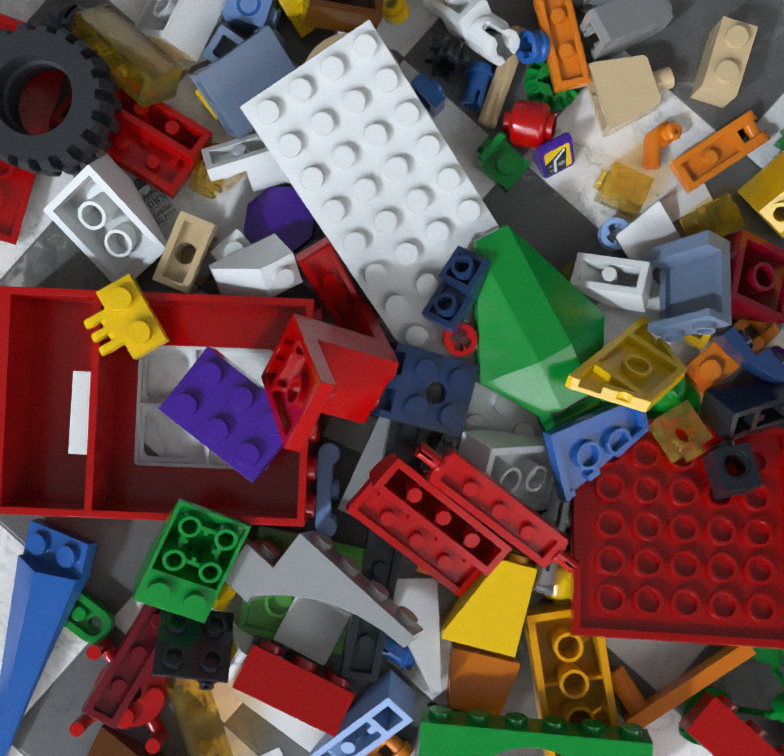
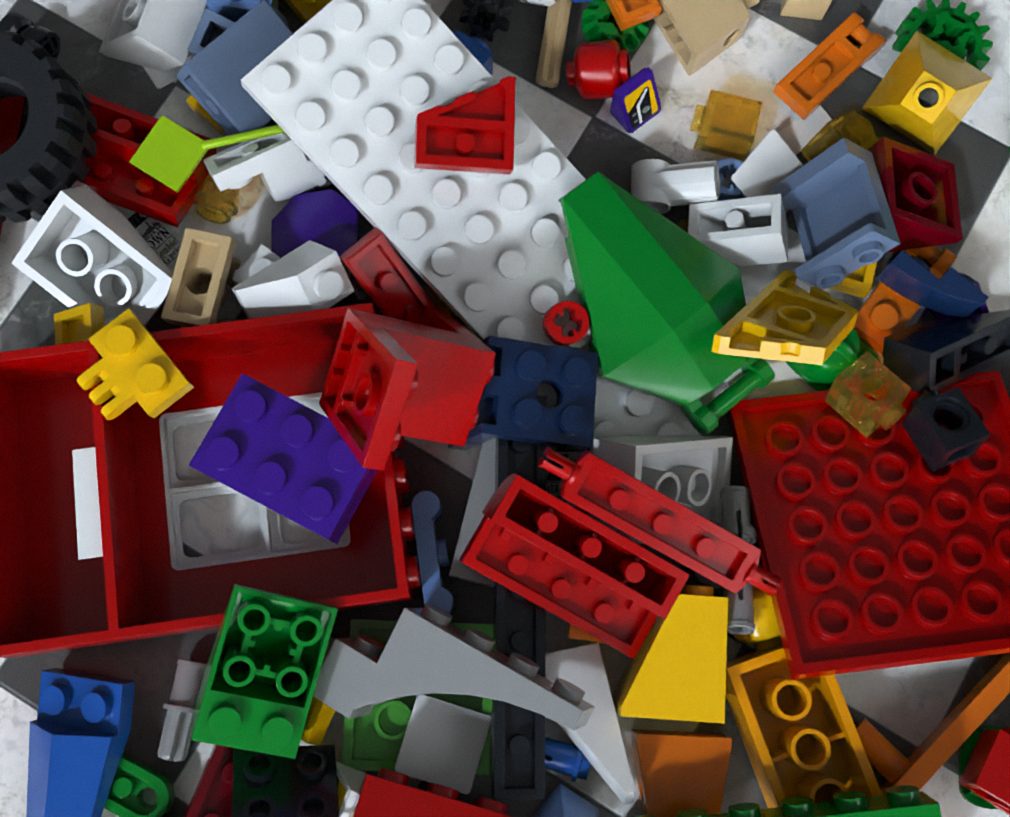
camera: 15 degrees left, 10 degrees down
(88, 272) = (78, 323): none -> yellow plate
(128, 566) = (177, 725): none -> light grey axle
(135, 59) = (105, 70): clear yellow brick -> none
(179, 141) = (174, 152): none -> lime piece
(348, 432) = (444, 469): clear smoke brick -> none
(412, 179) = (470, 132): none -> red wing
(458, 290) = (553, 260): dark blue slope -> none
(478, 77) = (527, 30): blue pin -> none
(501, 162) = (572, 120): green bracket -> none
(560, 231) = (669, 185): none -> white piece
(588, 442) = (758, 425): blue wing -> none
(657, 140) = (754, 66): orange arm -> none

